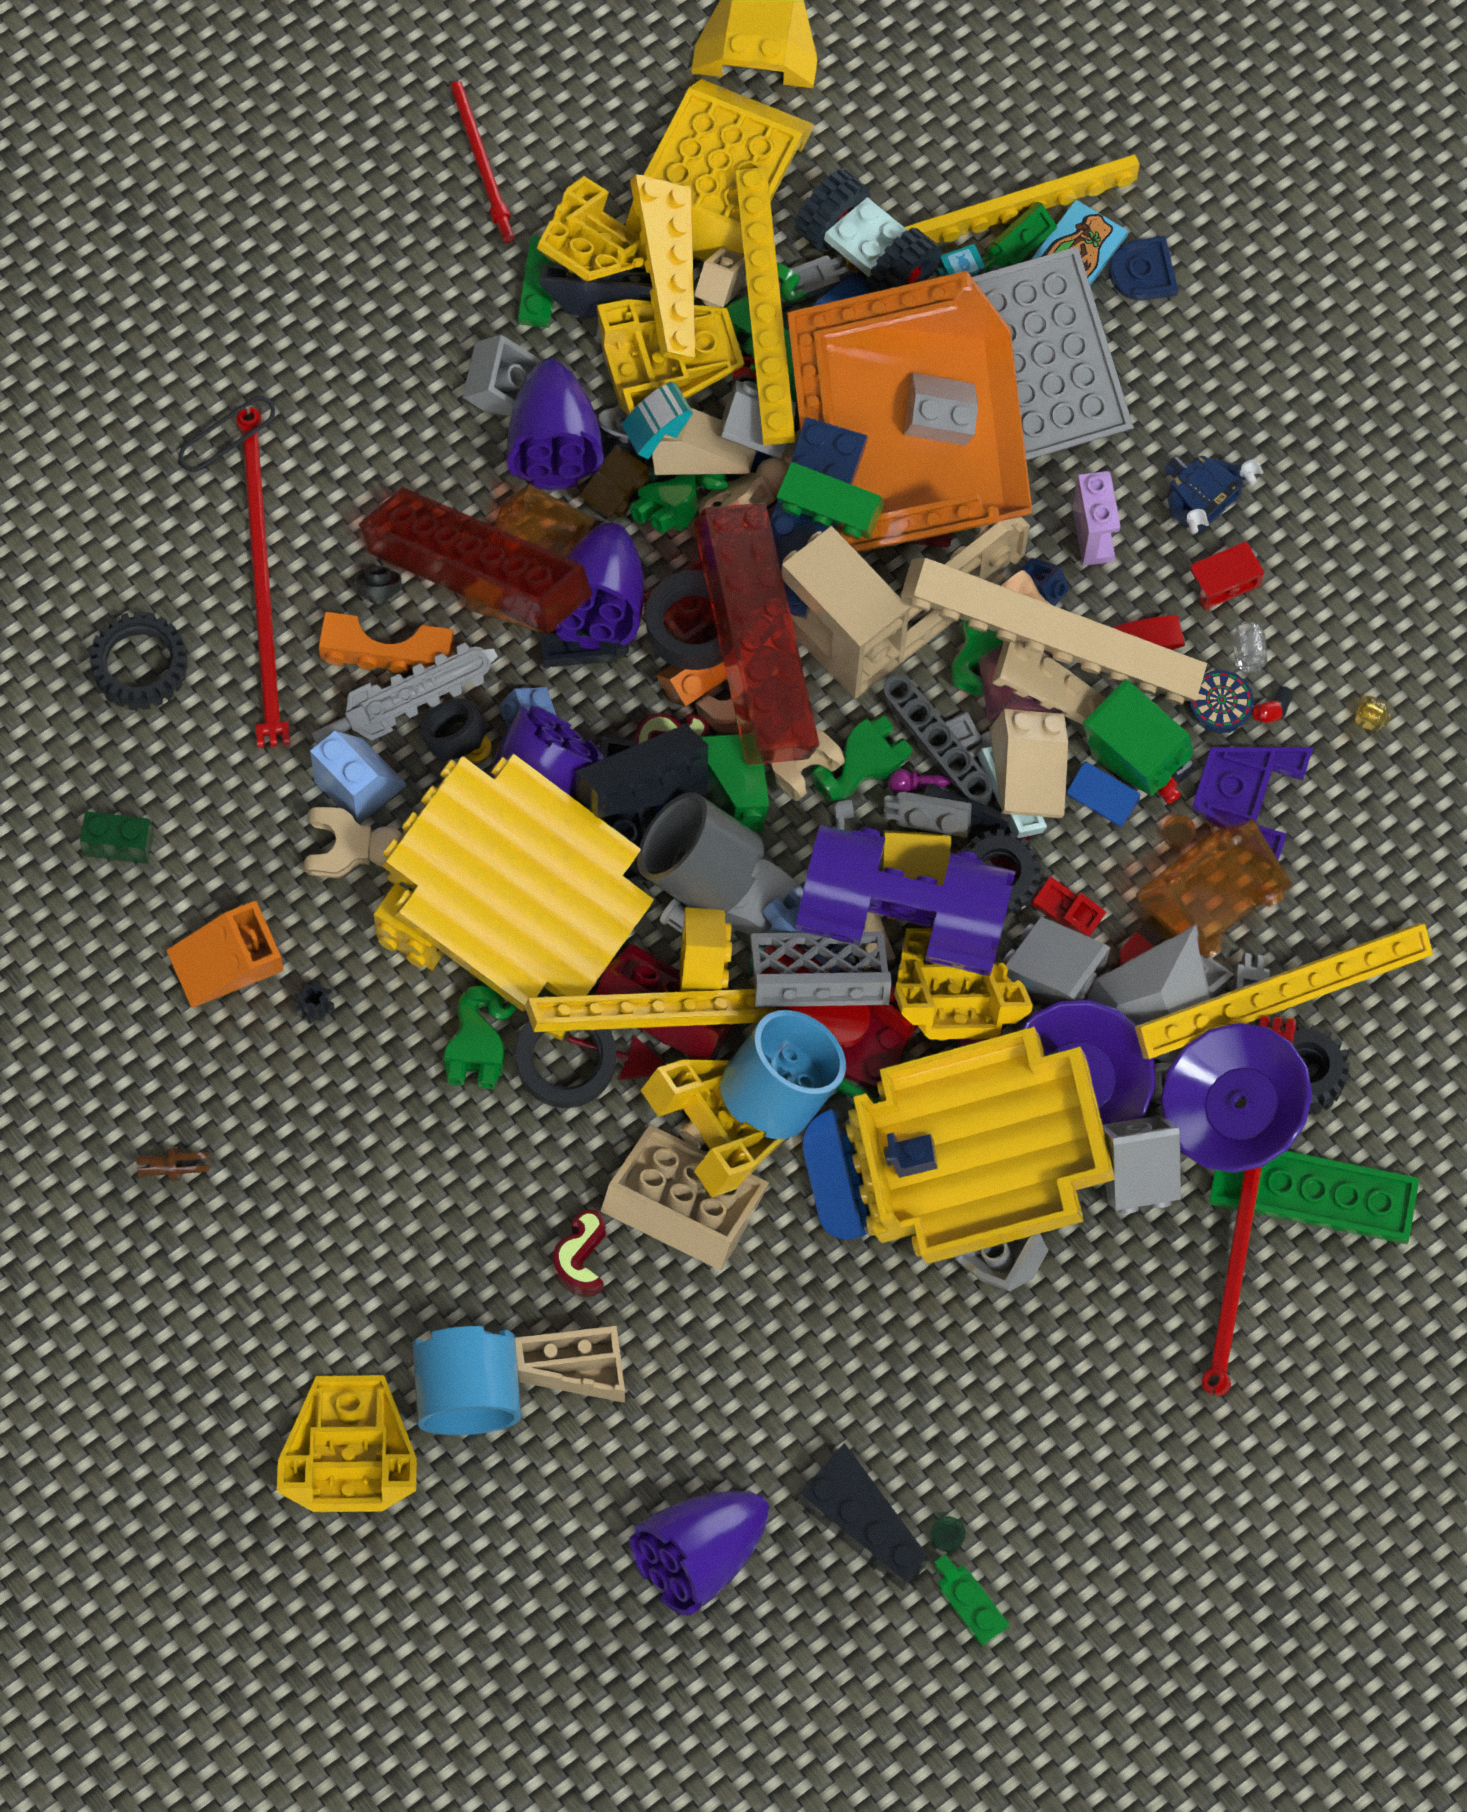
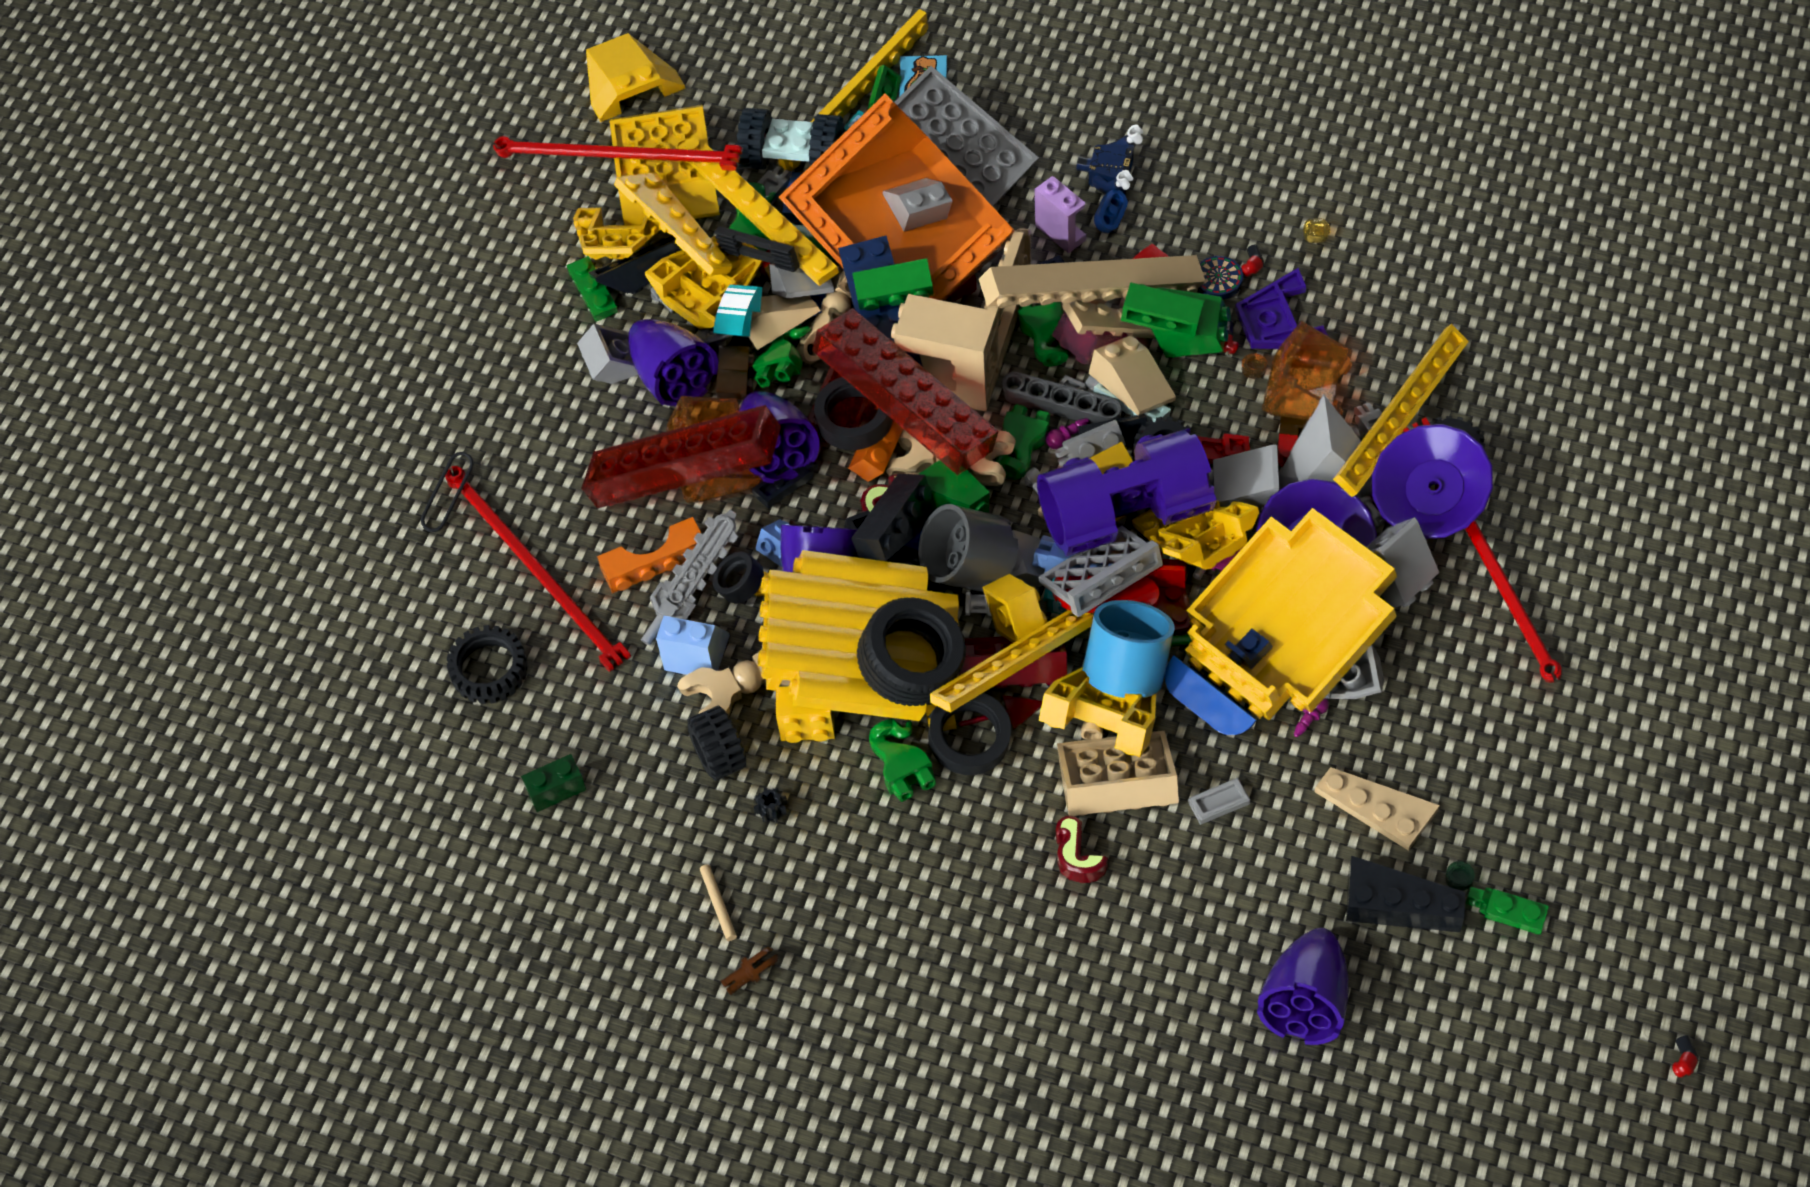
camera: 25 degrees left, 10 degrees down
(193, 1071) = (718, 902): none -> tan bar
(226, 955) = (687, 810): orange slope -> none
(301, 902) = (716, 743): none -> black tyre
(348, 1448) = (1018, 1079): yellow wedge -> none
(378, 584) = (619, 521): pearl dark grey plate -> none
(466, 1381) = (1068, 978): dark azure brick -> none
(499, 210) = (533, 262): red bar -> none
(573, 1362) = (1129, 922): tan wedge -> none
(585, 909) = (922, 619): none -> black tyre
(715, 337) = (781, 254): none -> black container
(721, 278) = (712, 214): tan brick -> none
(766, 221) = (727, 159): none -> red hinge
(767, 1294) = (1219, 801): none -> light grey tile
(922, 1267) = (1308, 717): none -> magenta bar
(926, 1413) = (1380, 807): none -> tan wing
(1103, 794) = (1190, 370): blue slope -> none
(1105, 711) = (1162, 310): none -> green brick
(1144, 270) = (973, 72): dark blue tile -> none
(1161, 547) = (1108, 215): none -> blue plate
(1227, 575) = (1165, 203): red panel -> none
(1250, 647) = (1211, 236): clear brick -> none
(1327, 1195) = (1524, 517): green plate -> none

